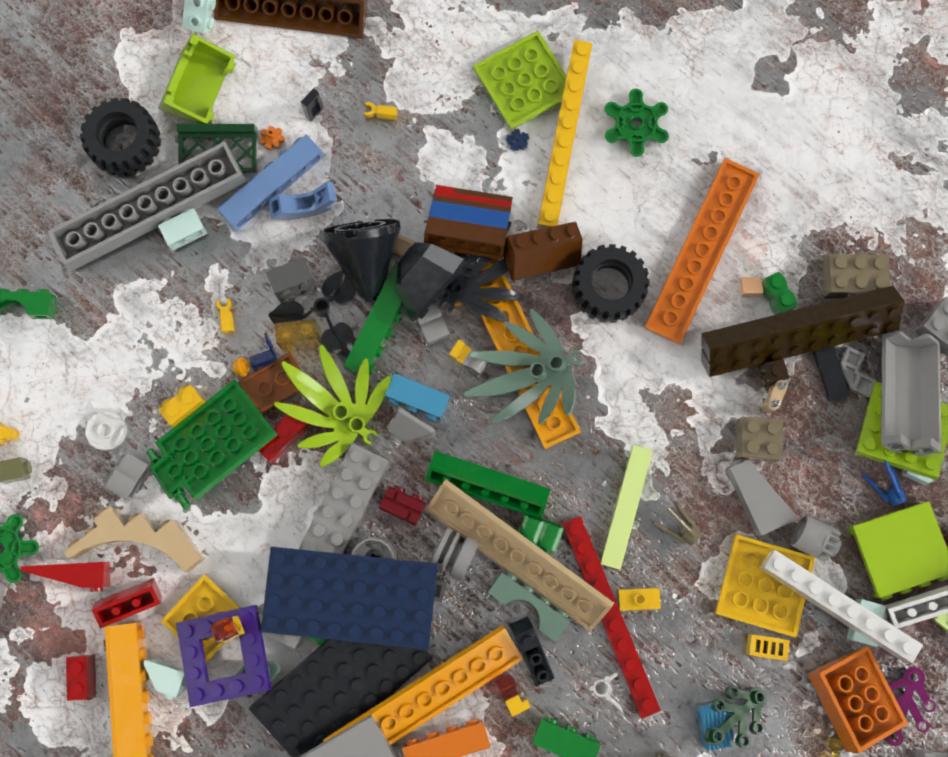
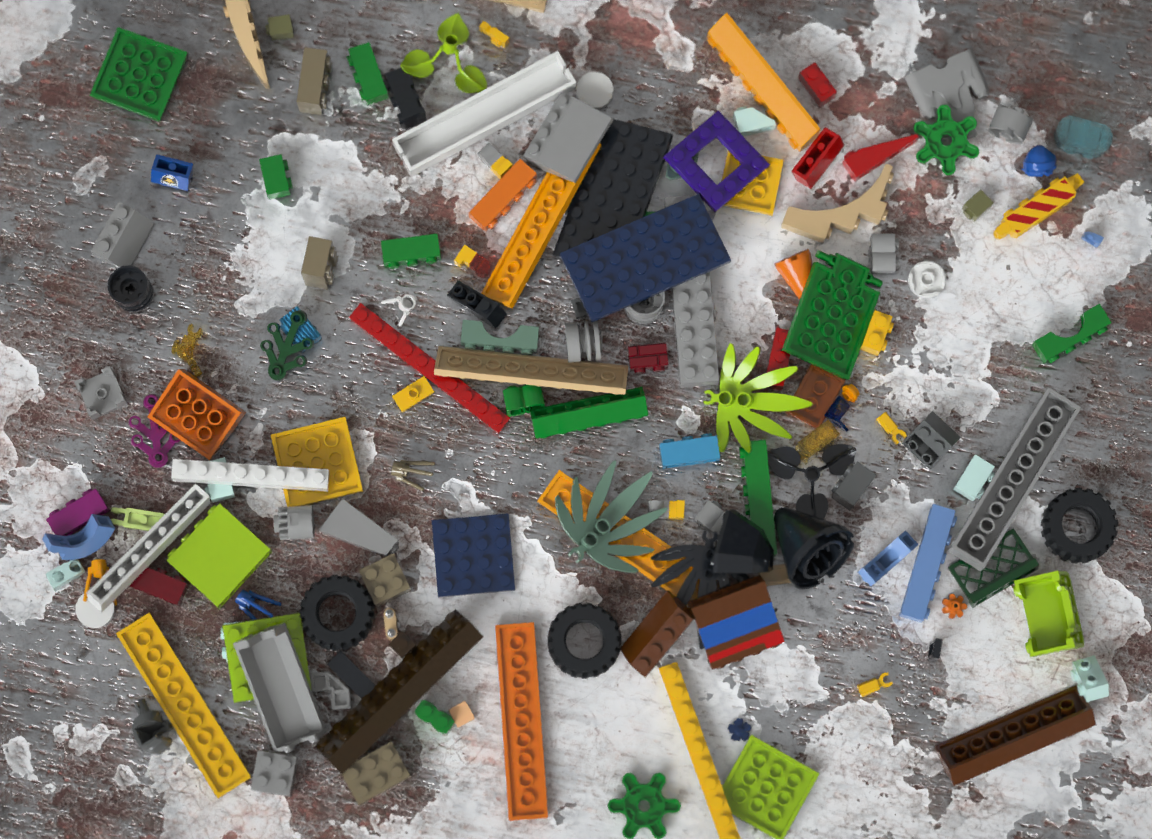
camera: 150 degrees right, 0 degrees up
(197, 283) = (931, 440): none -> dark grey slope
(216, 505) = (796, 270): none -> orange cone
(226, 630) = (724, 178): clear red leg -> none
(409, 429) = (680, 420): light grey slope -> none
(626, 506) = (465, 461): yellowish green slope -> none
(665, 418) = (473, 555): none -> dark blue plate
(751, 647) = (292, 406): yellow slope -> none
(845, 430) = (337, 586): none -> black tyre

